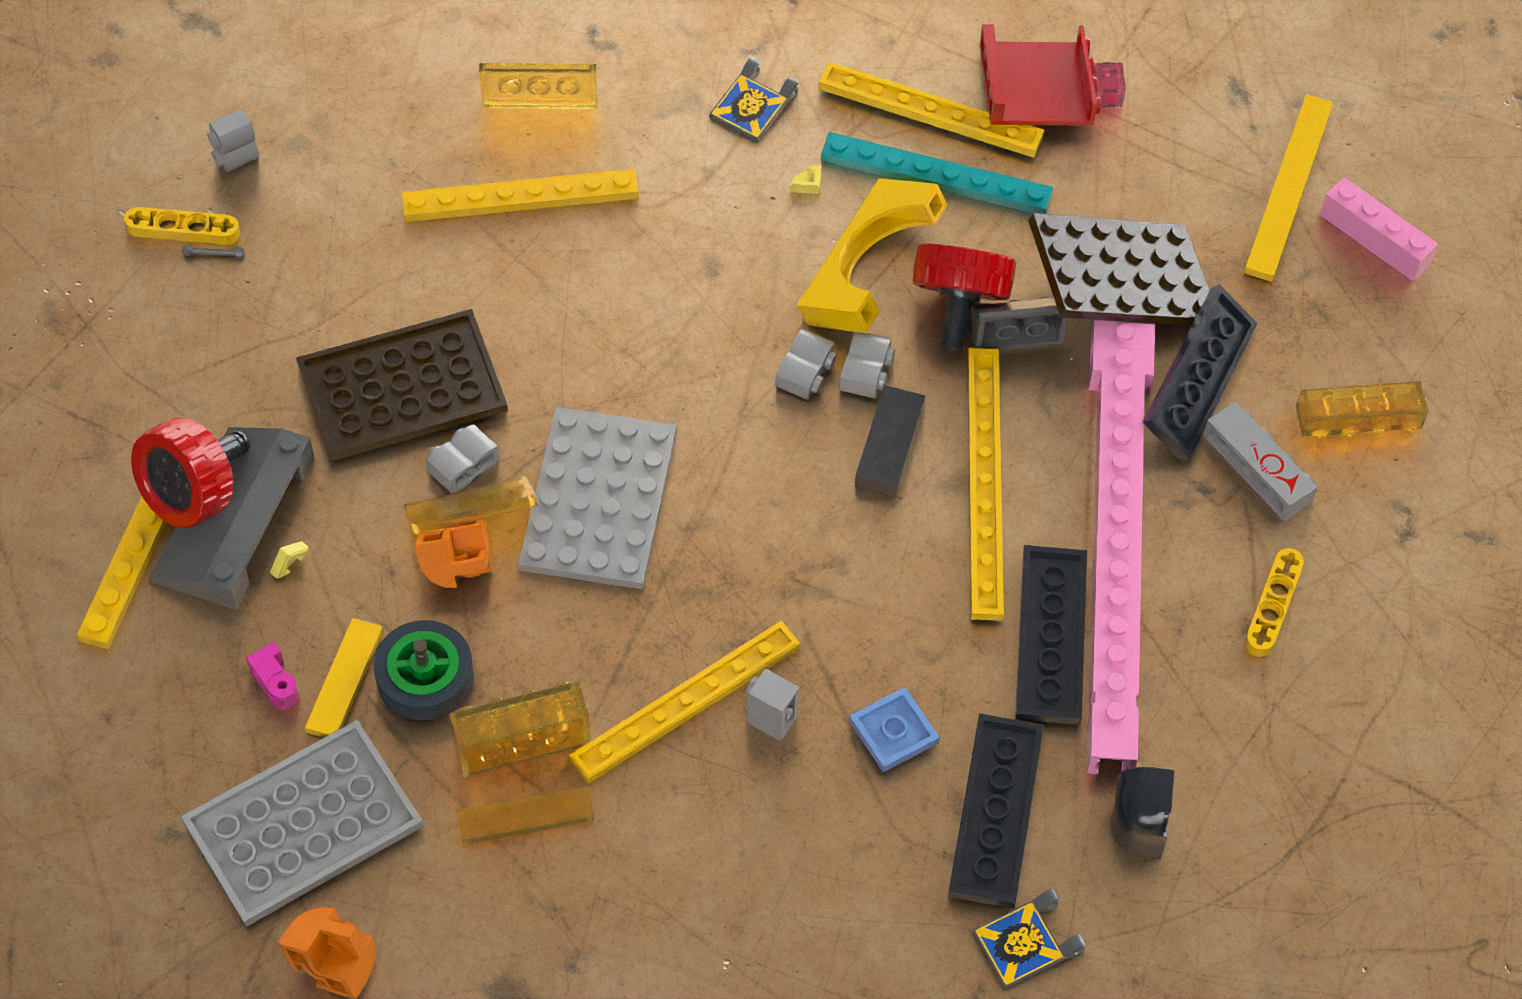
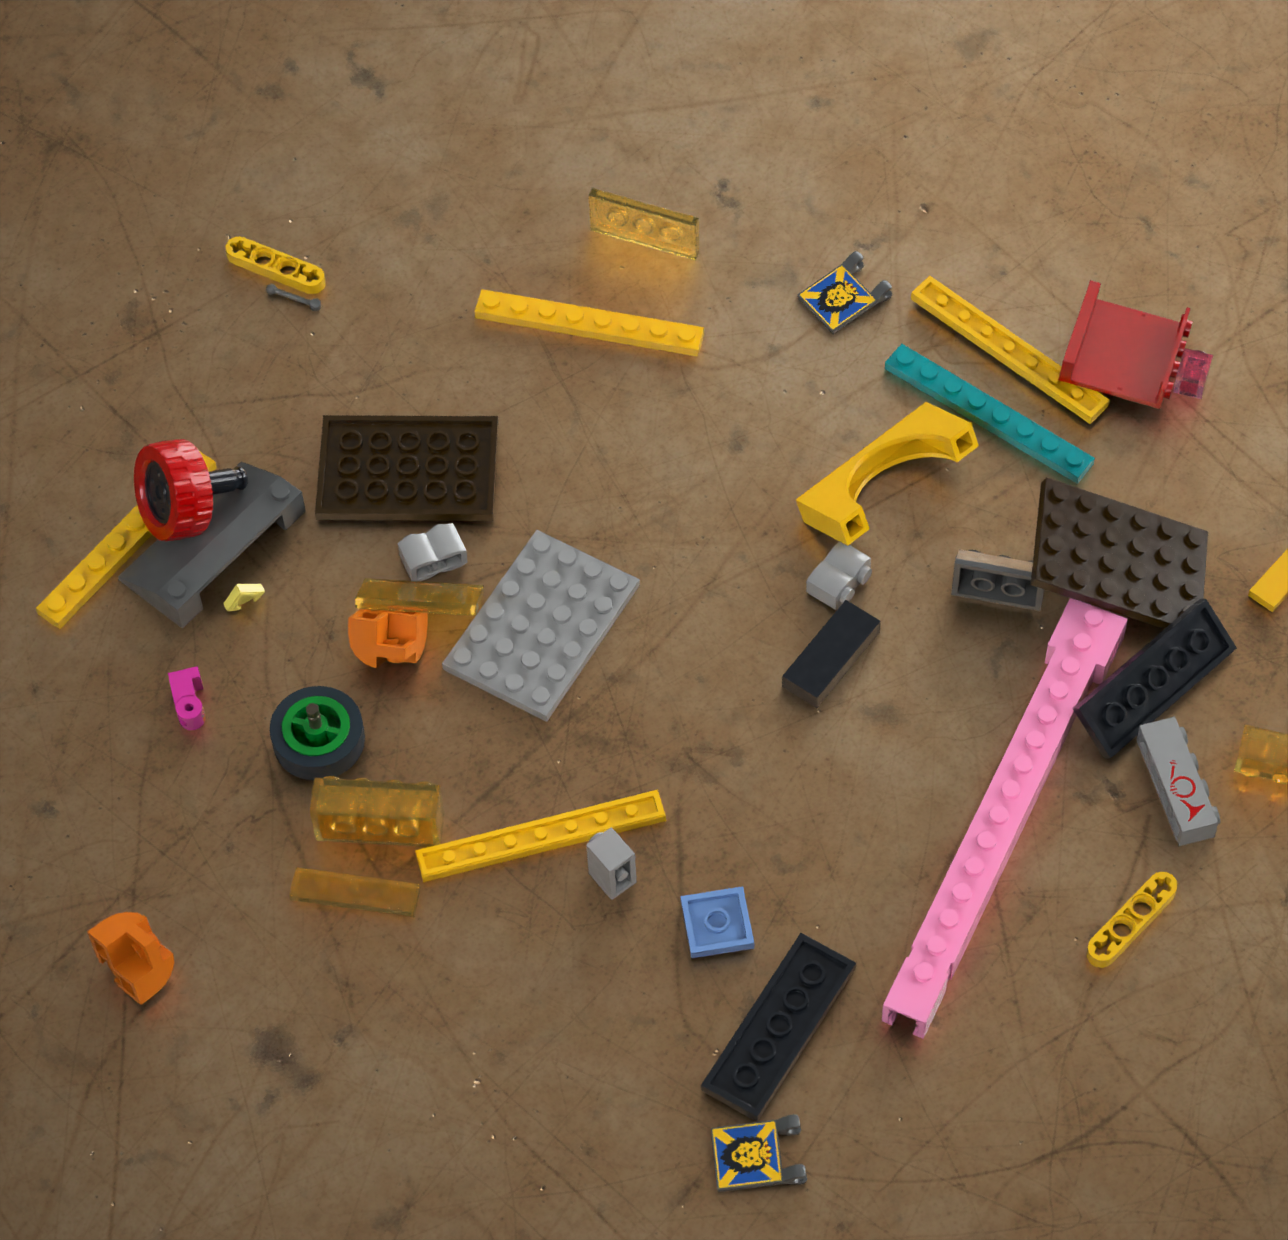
camera: 25 degrees right, 0 degrees up
(233, 141) = (346, 199): light grey brick -> none
(301, 822) = (159, 834): light grey plate -> none
(344, 678) = (247, 720): yellow tile -> none
(805, 364) = (782, 558): light grey brick -> none
(807, 181) = (863, 384): light yellow tile -> none
(963, 277) = (958, 521): red wheel -> none
(985, 485) = (902, 722): yellow plate -> none
(1051, 635) = (902, 882): black plate -> none
(1142, 810) = (911, 1070): black brick -> none

